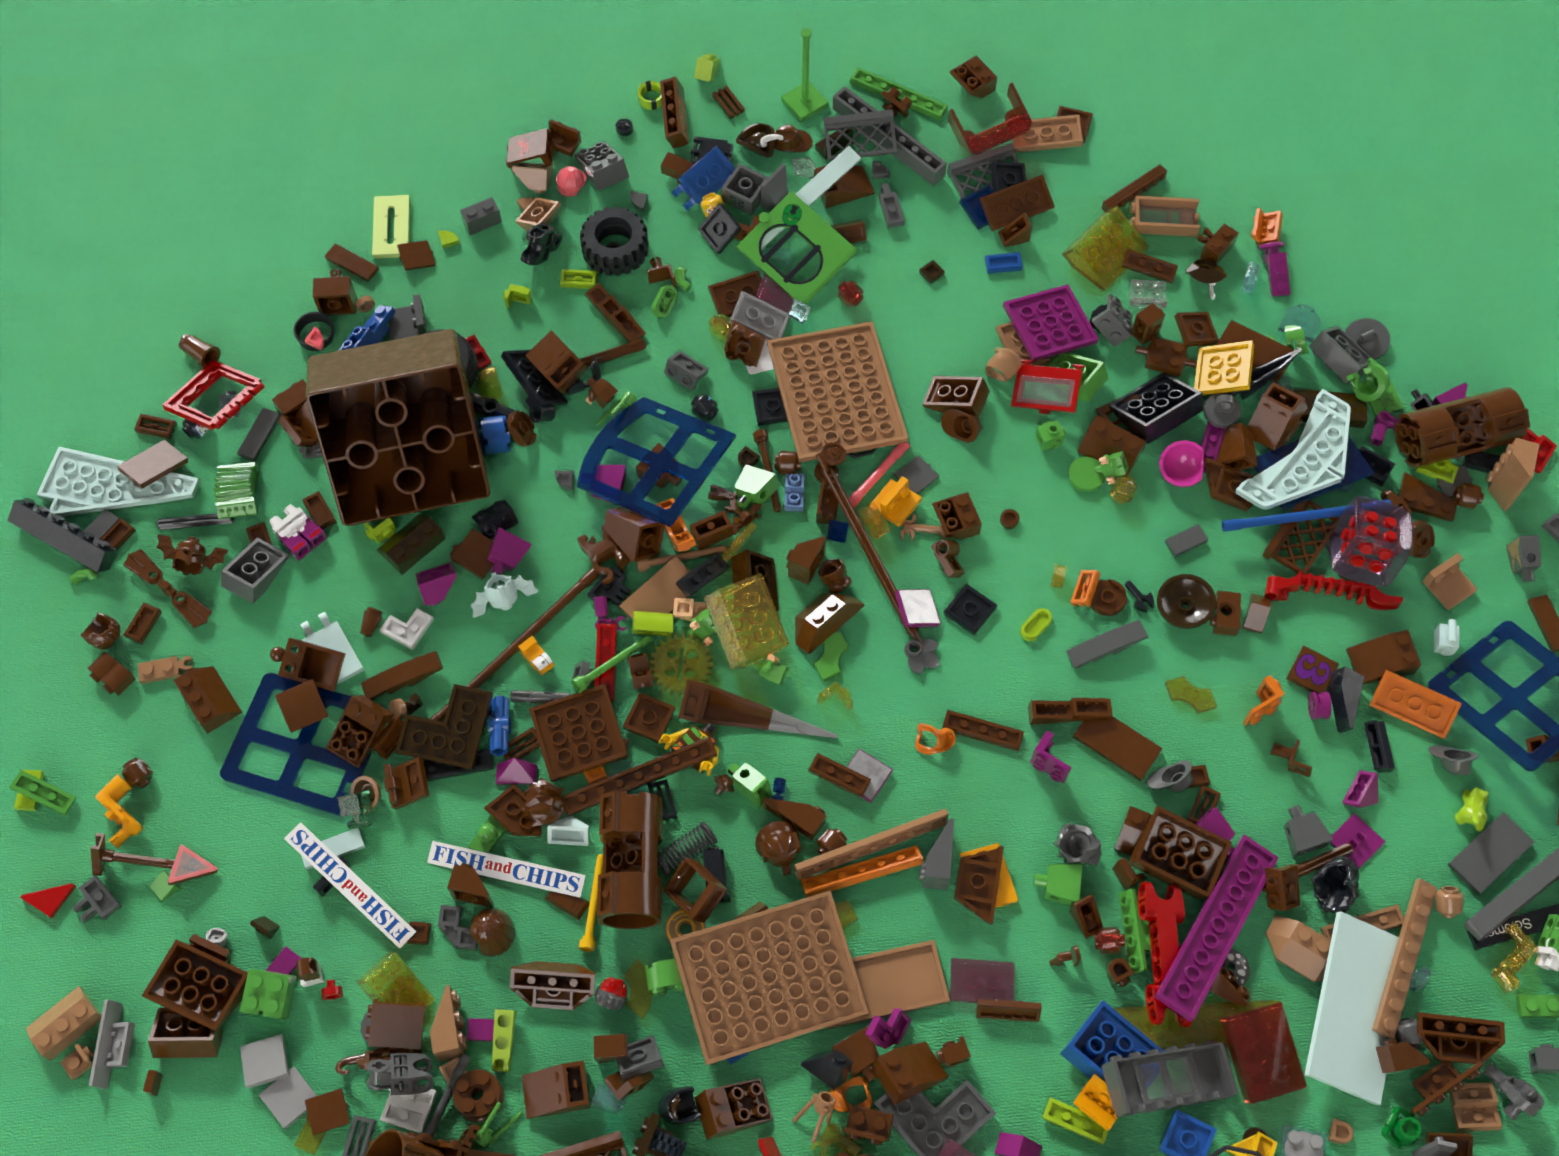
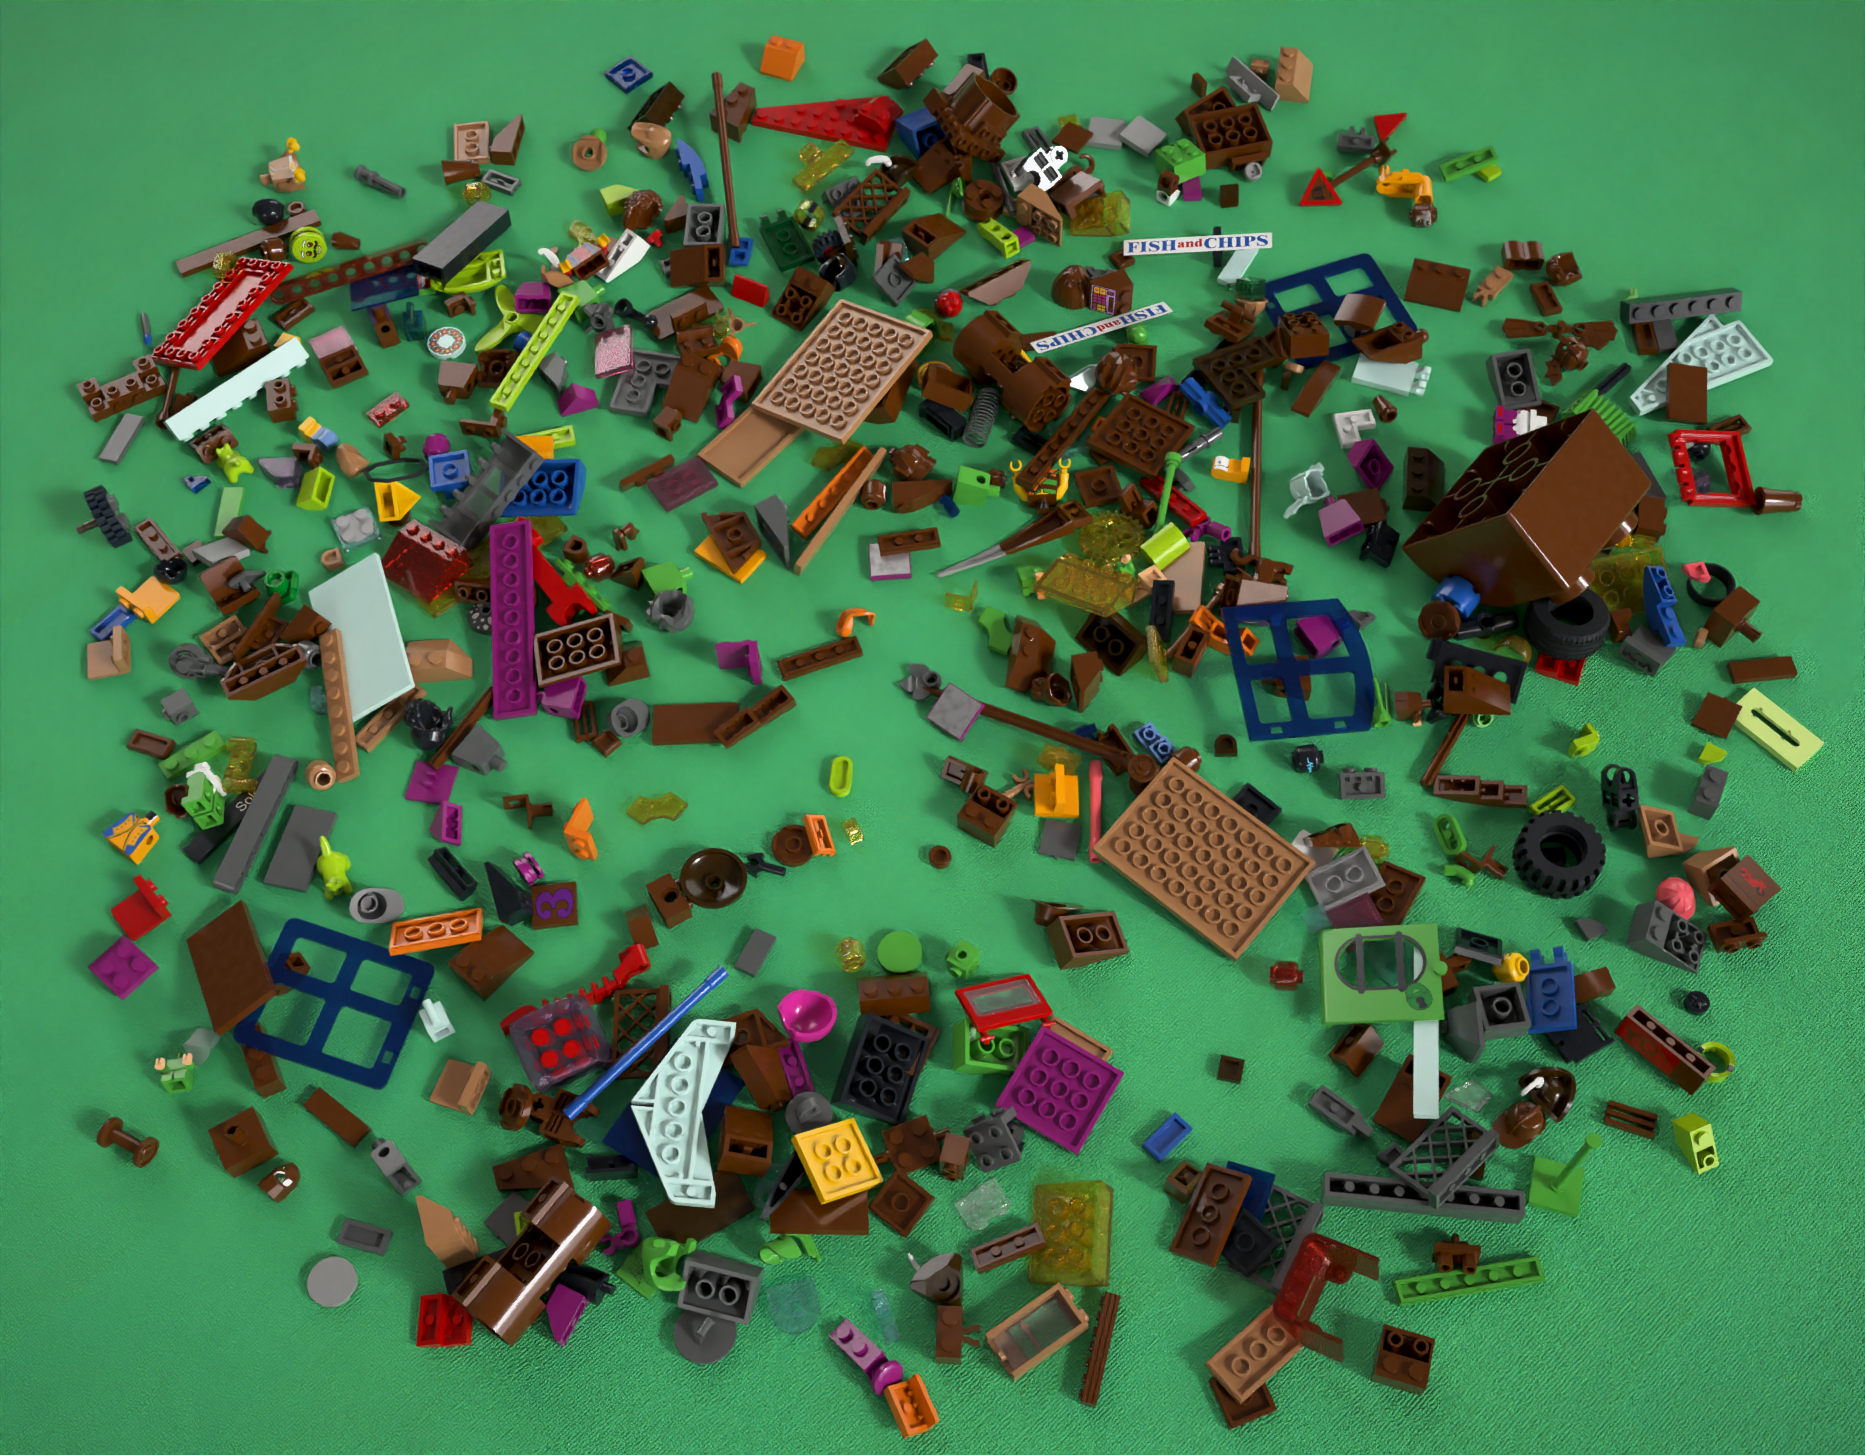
camera: 145 degrees right, 5 degrees down
(331, 991) = (1142, 192): red tile -> none
(381, 532) = (1457, 467): lime bracket -> none
(744, 517) = (1173, 683): reddish brown piece -> none
(755, 486) = (1191, 713): torso -> none
(761, 437) = (1230, 769): reddish brown piece -> none
(829, 1067) = (755, 353): black slope -> none
(970, 609) = (910, 750): black tile -> none
(1005, 361) = (1067, 999): medium nougat helmet -> none
(1107, 643) = (759, 799): dark grey slope -> none
(1112, 466) = (875, 965): bright green piece -> none
(1282, 887) = (473, 690): reddish brown bracket -> none
(1468, 495) = (488, 1201): reddish brown head -> none

